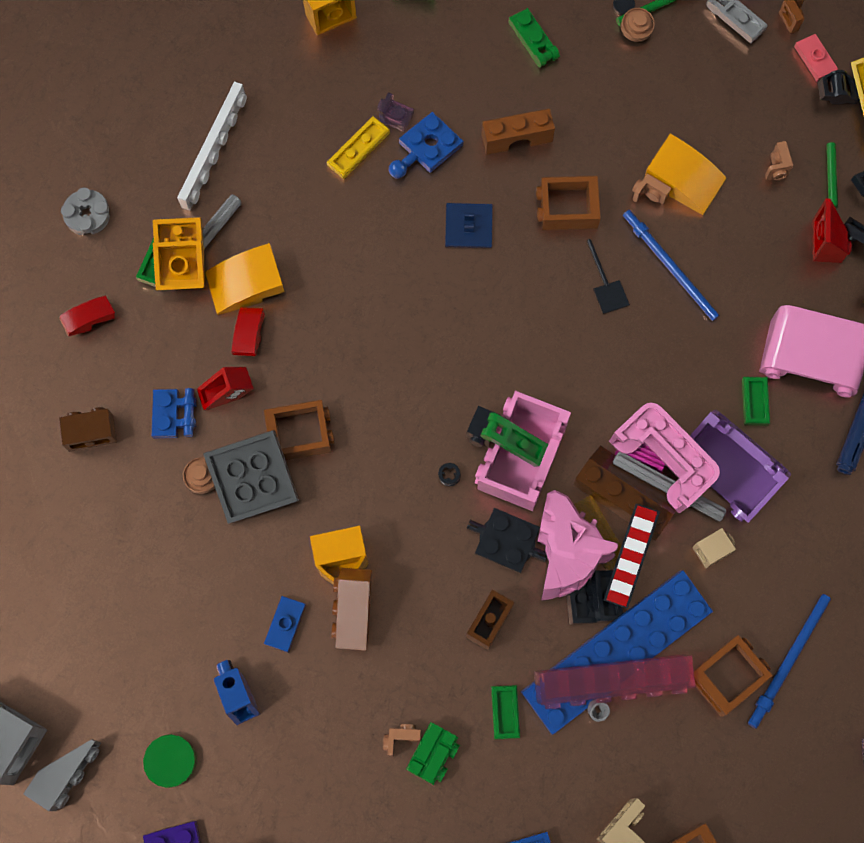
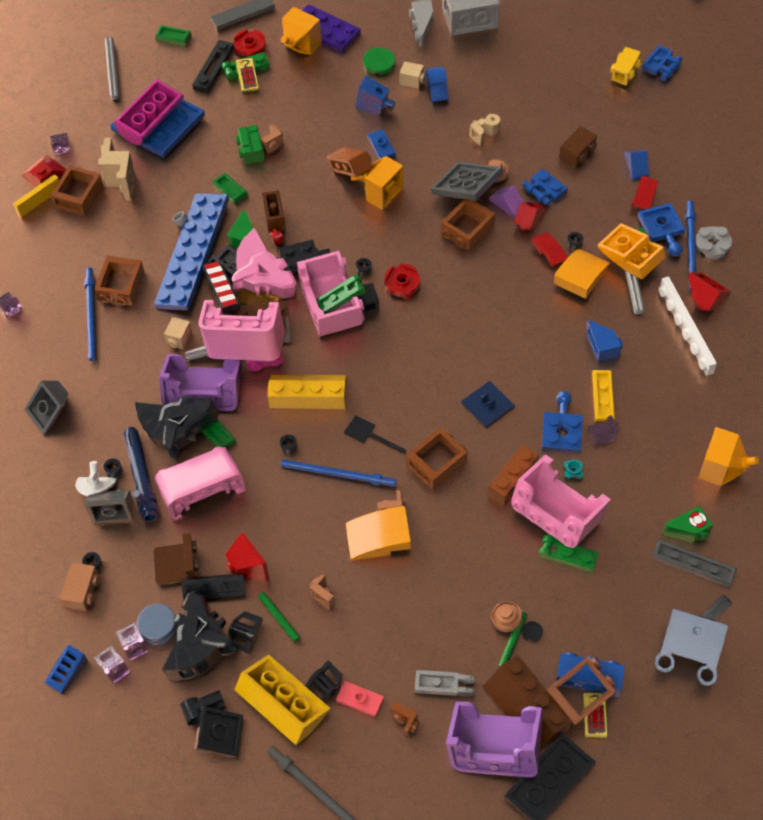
camera: 140 degrees right, 15 degrees down
(49, 362) = (637, 163): none -> blue slope
(75, 254) = (690, 217): none -> blue bar
(107, 256) = (656, 232): none -> blue plate
(140, 655) = (437, 82): none -> blue brick
(145, 542) = (487, 126): none -> tan leg
(153, 160) = (706, 291): none -> red slope
(157, 695) = (412, 75): none -> tan brick
(204, 324) = (575, 236): none -> black bush
(226, 425) = (507, 199): none -> medium lavender slope
(305, 190) = (603, 341): none -> blue slope
(433, 409) = (402, 289): none -> red plate
(456, 95) = (573, 464): none -> teal plate
(509, 63) = (556, 505): none -> bright pink windscreen
(510, 588) = (277, 236): none -> red plate
(545, 624) = (239, 230): none -> green slope
(614, 680) = (181, 227): clear pink brick -> none
(629, 369) = (307, 391): none -> yellow slope
(688, 333) = (292, 440): none -> black bush
(797, 431) = (177, 422): none -> black animal

